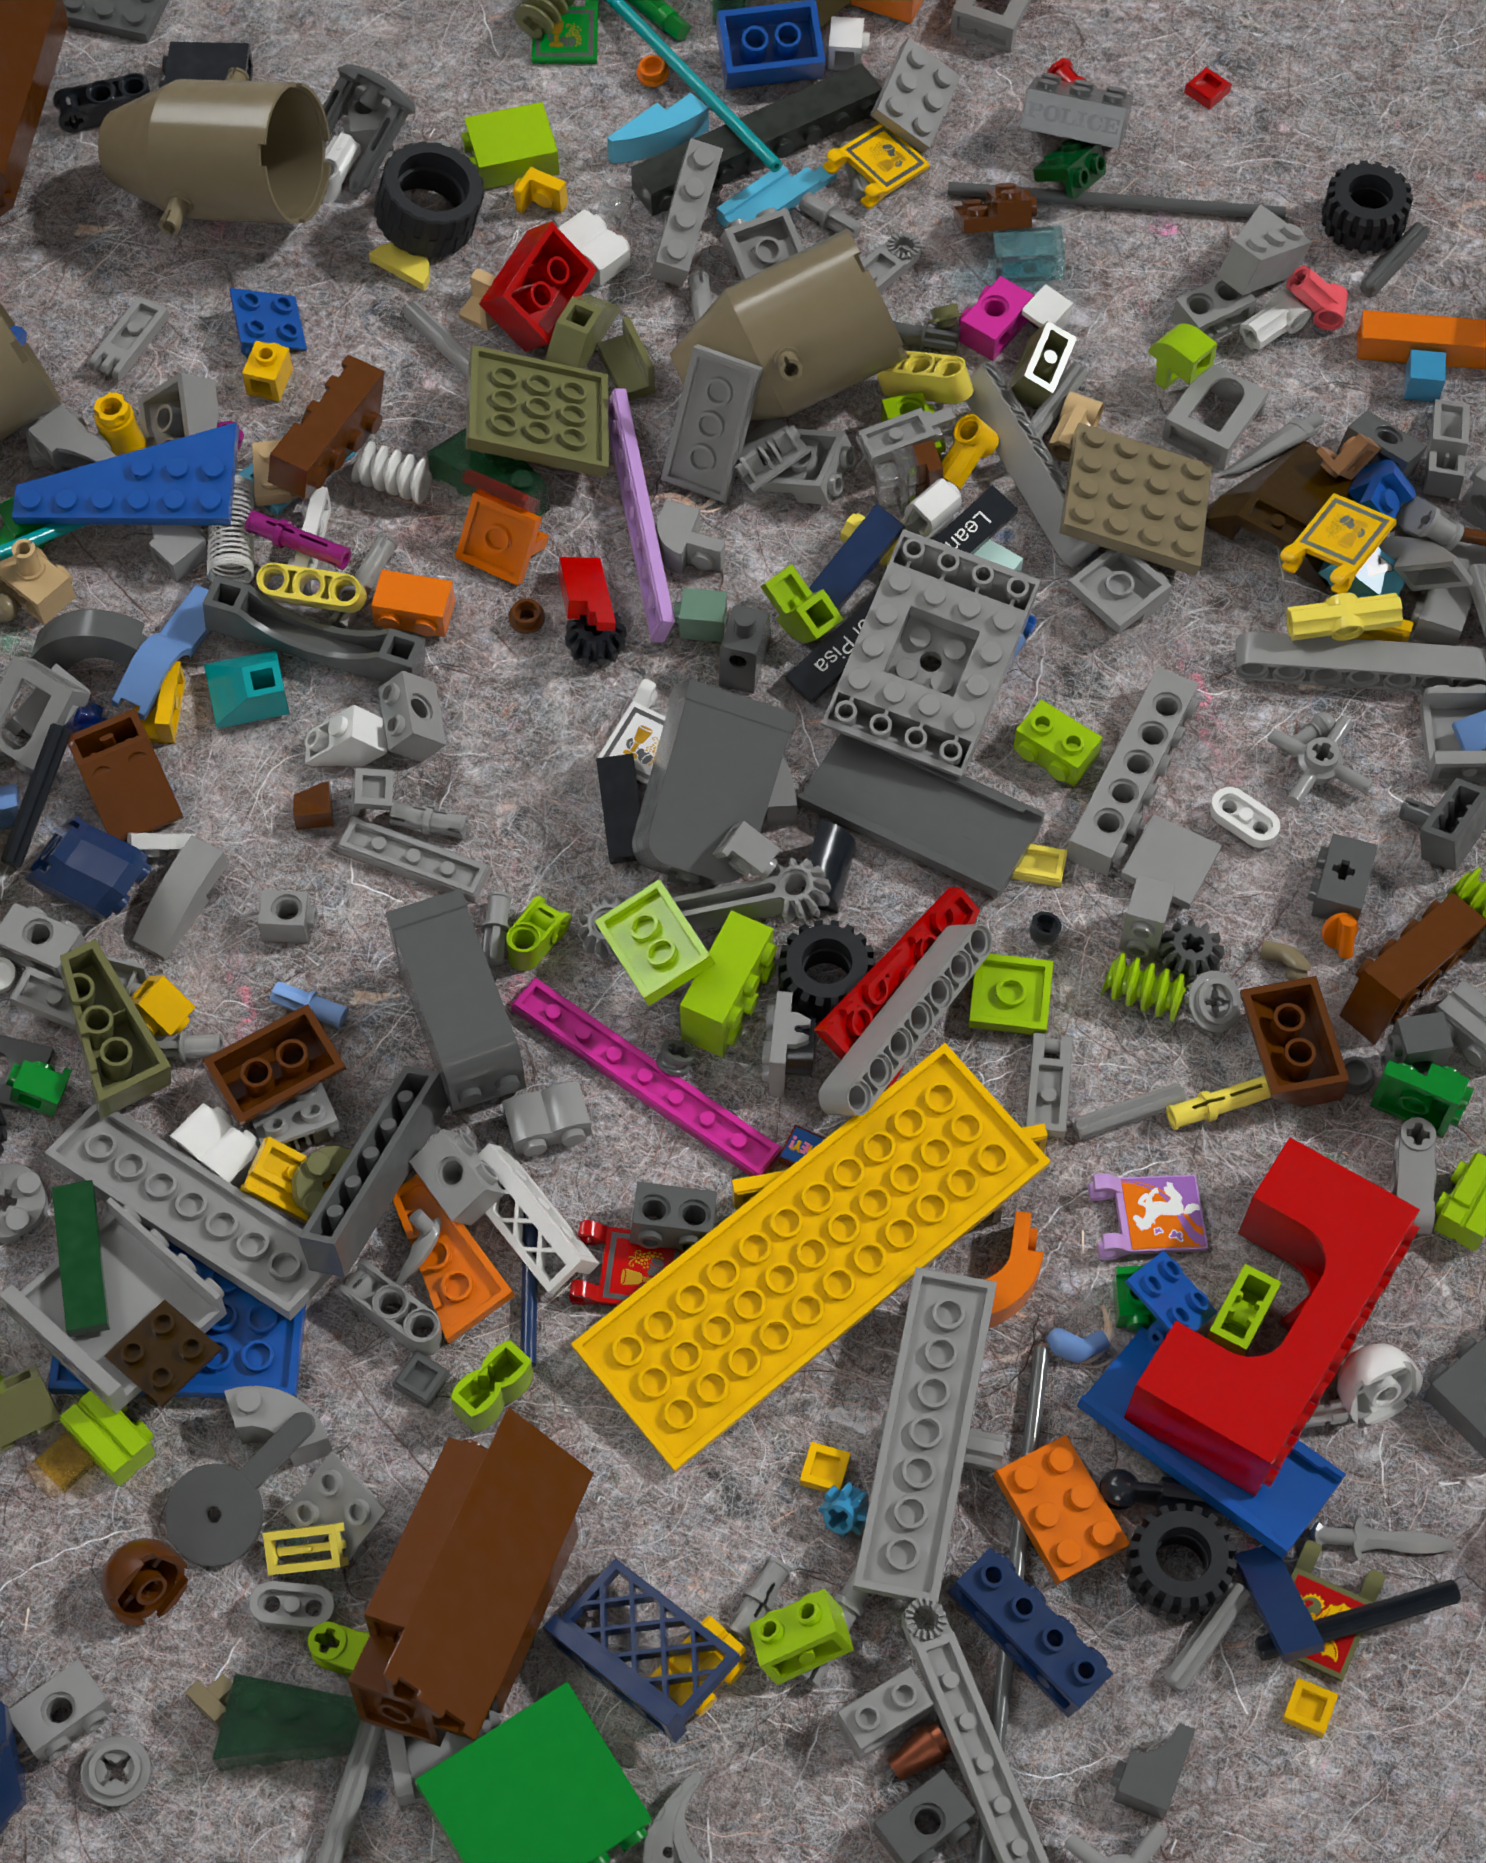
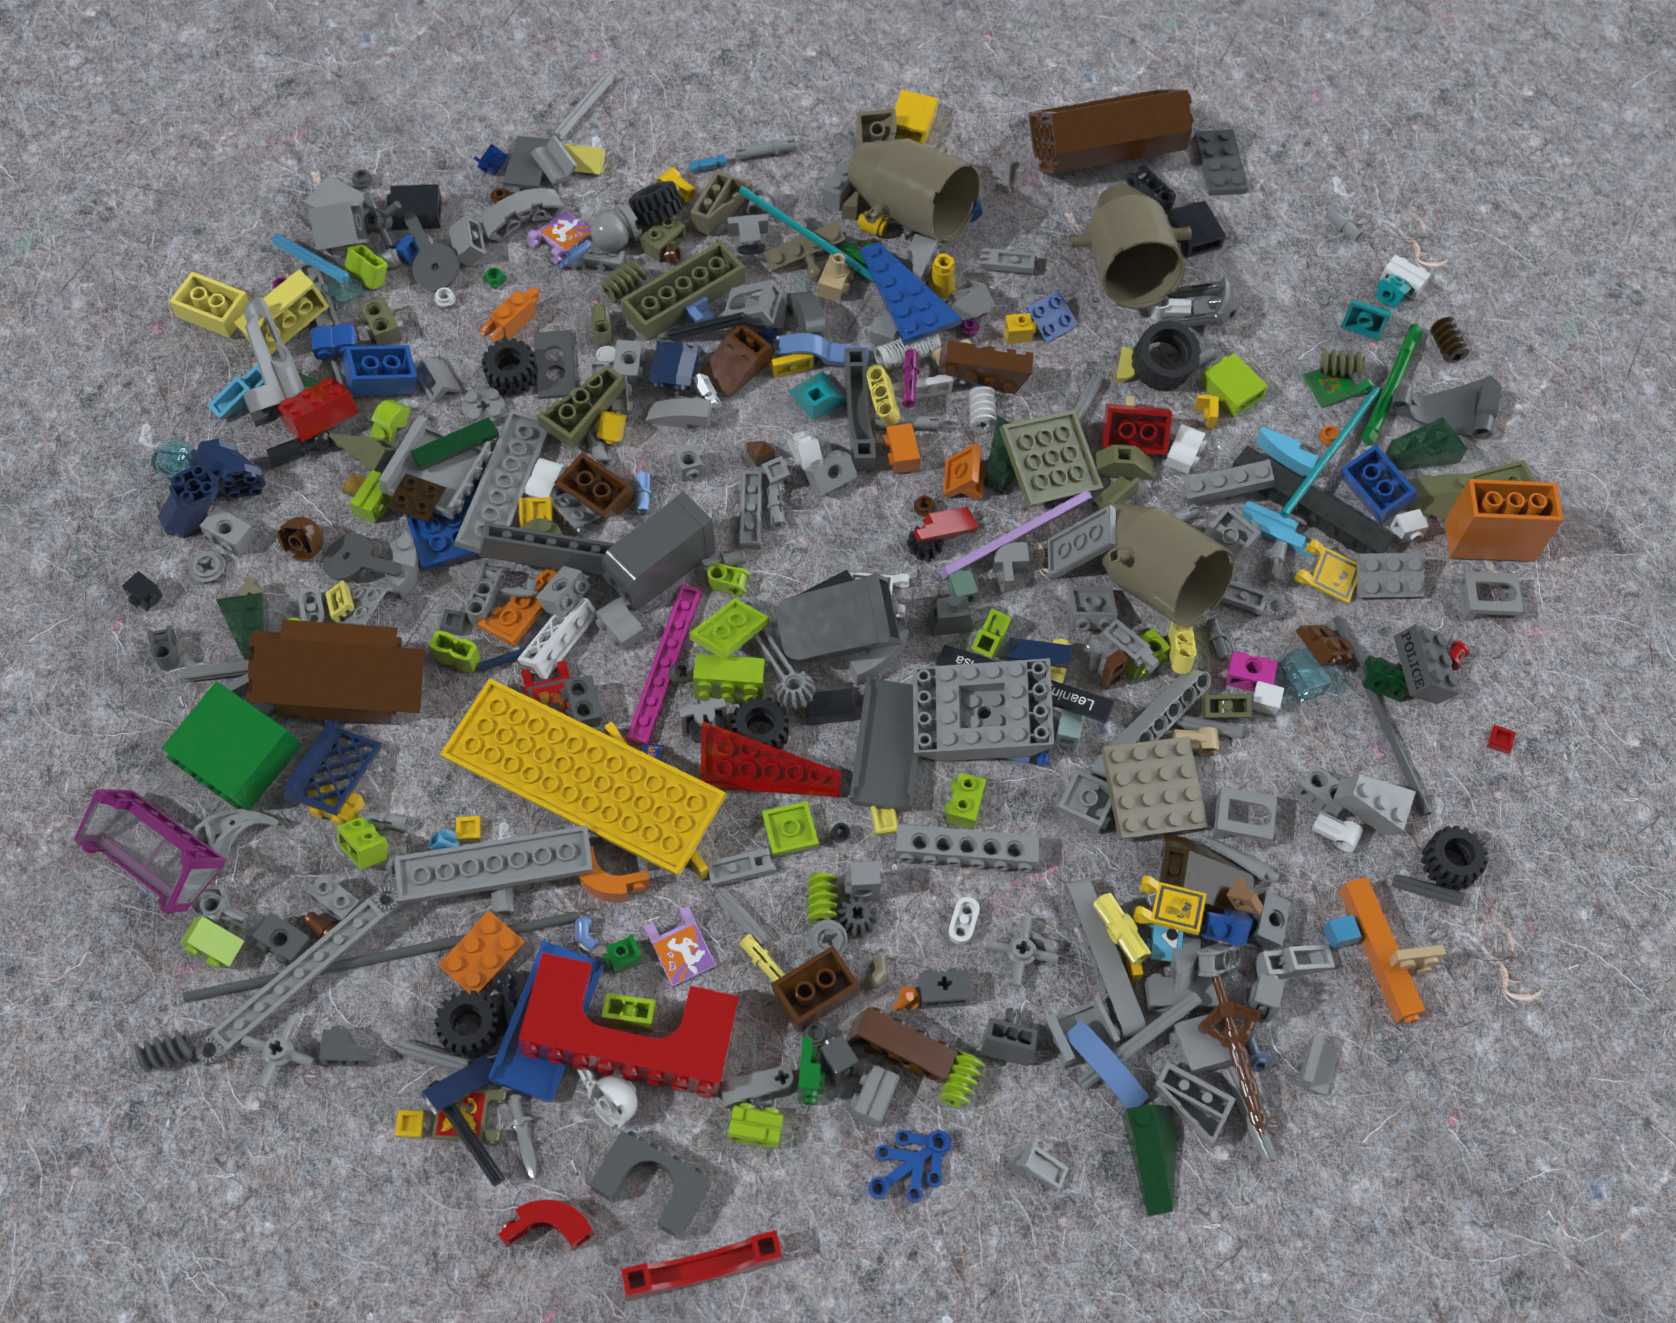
camera: 65 degrees right, 0 degrees up
(37, 1086) = (546, 392): green brick -> none
(501, 490) = (984, 457): clear red tile -> none
(748, 850) = (800, 651): light grey brick -> none
(769, 452) = (1085, 582): light grey hinge -> none
(905, 1020) = (732, 763): light grey beam -> none
(932, 509) = (1085, 677): white brick -> none
(945, 316) = (1236, 644): olive plate -> none
(972, 442) = (1147, 685): yellow piece -> none
(1030, 1632) = (401, 957): dark blue brick -> none
(1169, 1297) = (621, 967): blue hinge -> none
(1172, 856) = (914, 888): light grey tile -> none
(1182, 354) = (1271, 780): lime brick -> none
(1323, 299) = (1365, 853): coral piece -> none

